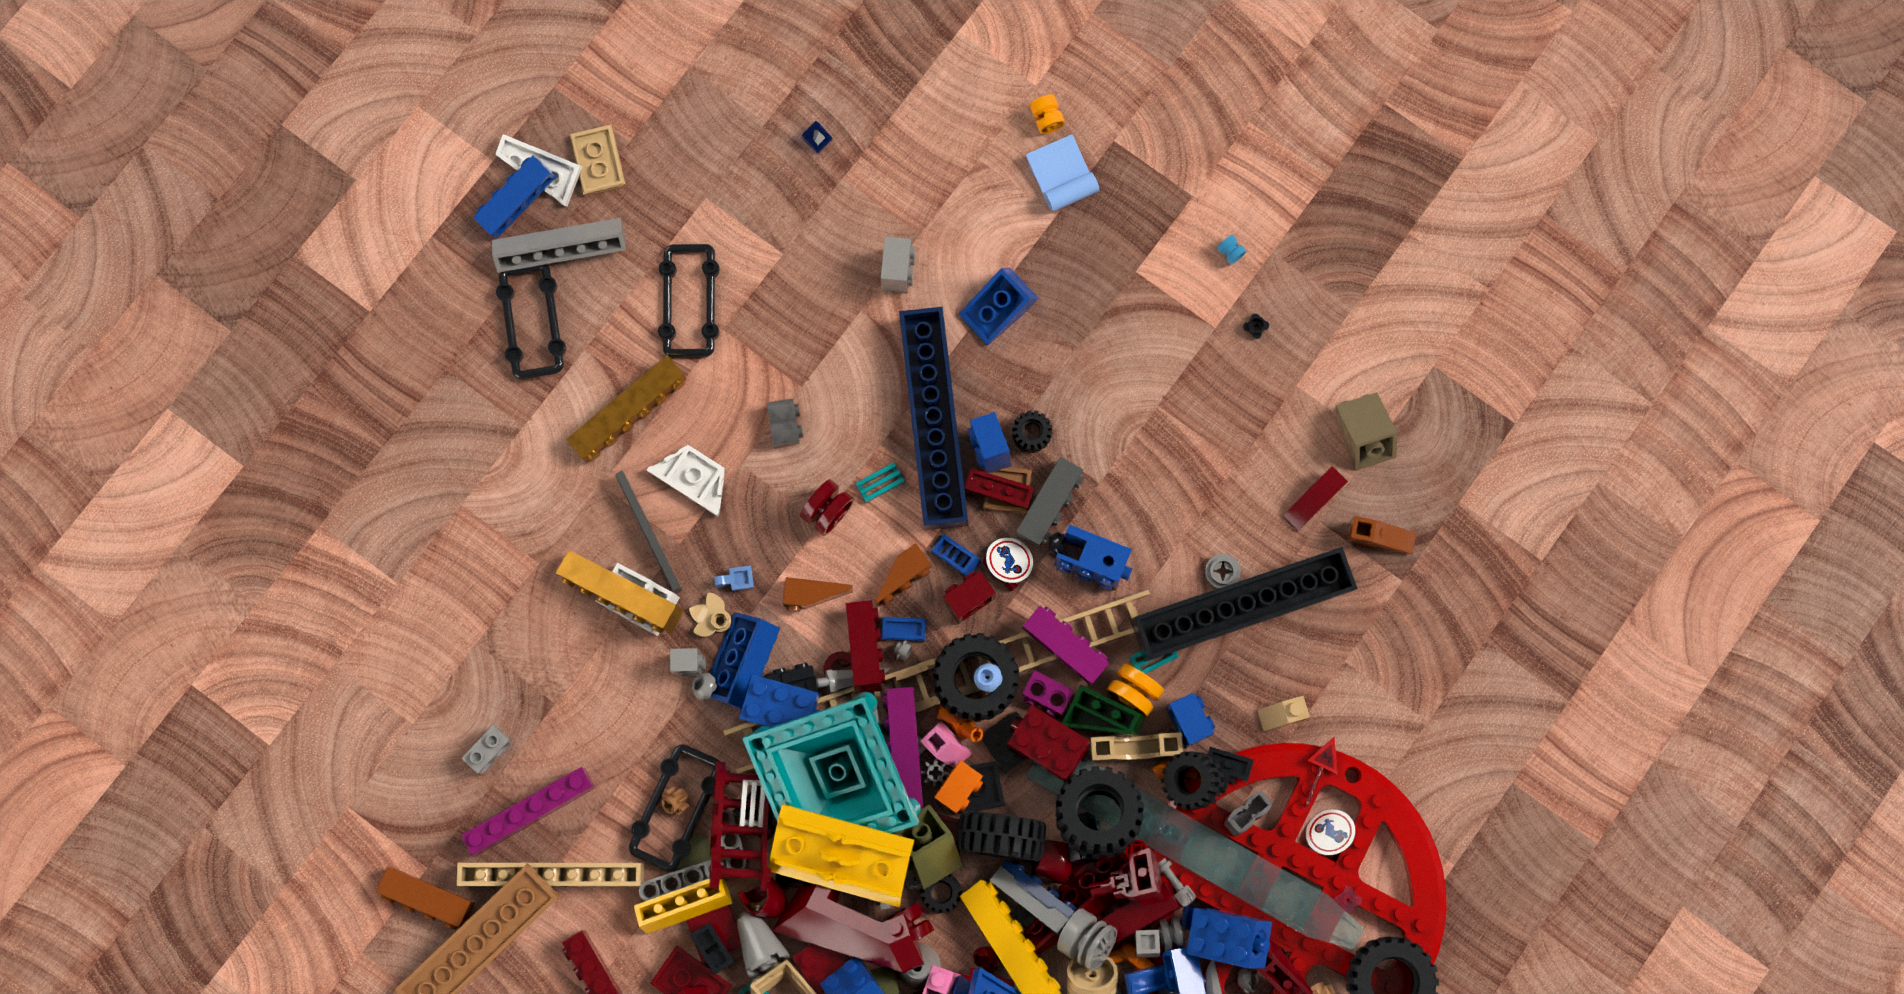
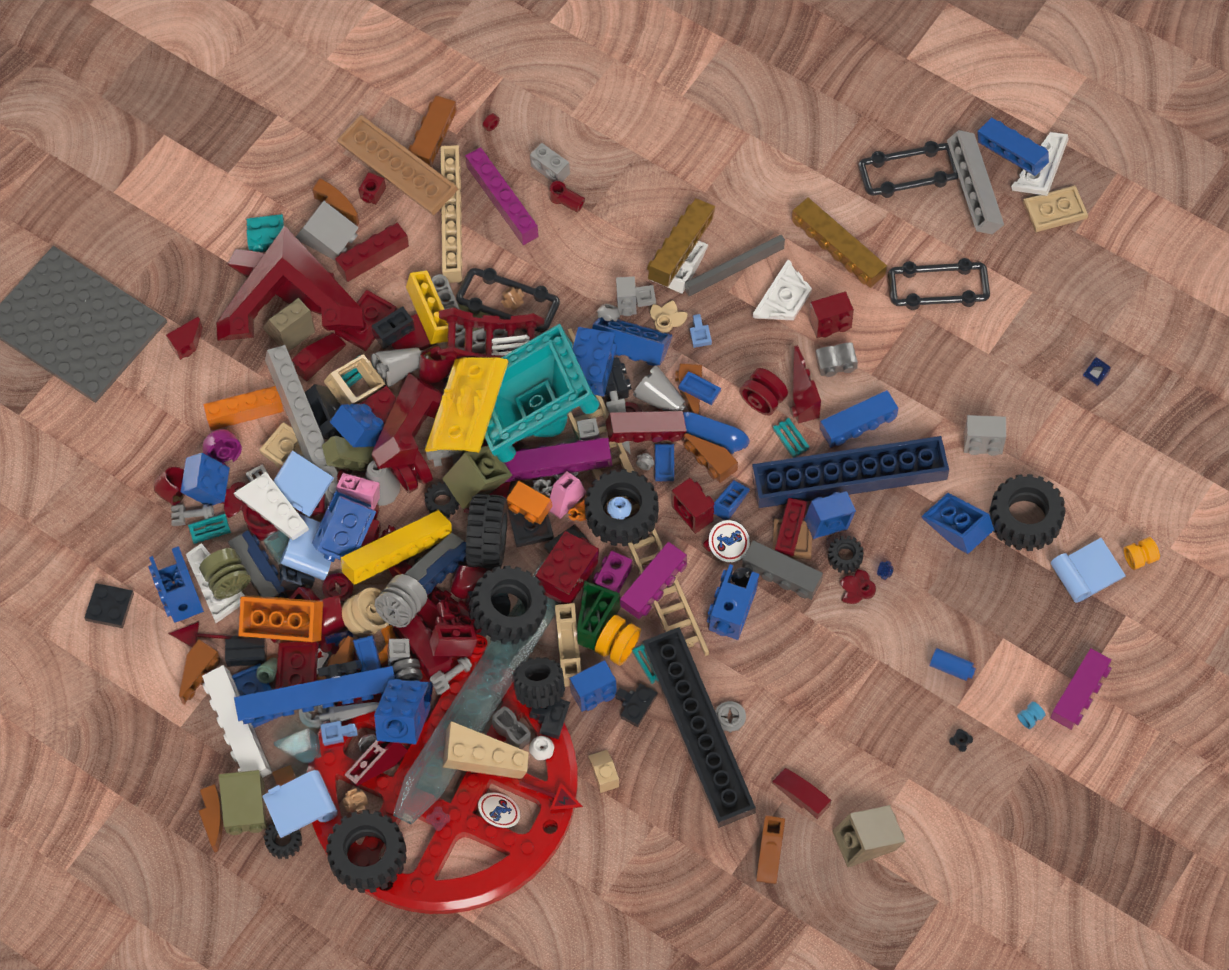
camera: 90 degrees right, 15 degrees down
(418, 822) = (491, 122): none -> dark red tile
(493, 976) = (372, 182): none -> dark red brick
(538, 729) = (565, 197): none -> dark red piece
(682, 639) = (645, 296): none -> light grey plate
(730, 427) = (831, 315): none -> dark red brick
(816, 629) = (659, 392): none -> light grey cone
(819, 580) = (699, 388): none -> blue tile
(834, 462) = (806, 399): none -> dark red wedge
(863, 404) = (859, 418): none -> blue brick
(873, 569) = (715, 432): none -> blue brick
(1000, 202) = (1034, 491): none -> black tyre
(1053, 389) = (885, 570): none -> clear blue plate
(1069, 424) = (854, 586): none -> dark red plate
(1170, 327) = (952, 664): none -> blue brick
(1203, 194) = (1081, 688): none -> magenta brick
(1204, 674) = (636, 703): none -> black hinge
(1264, 773) = (537, 752): none -> white plate
(1282, 851) = (482, 754): none -> tan wedge

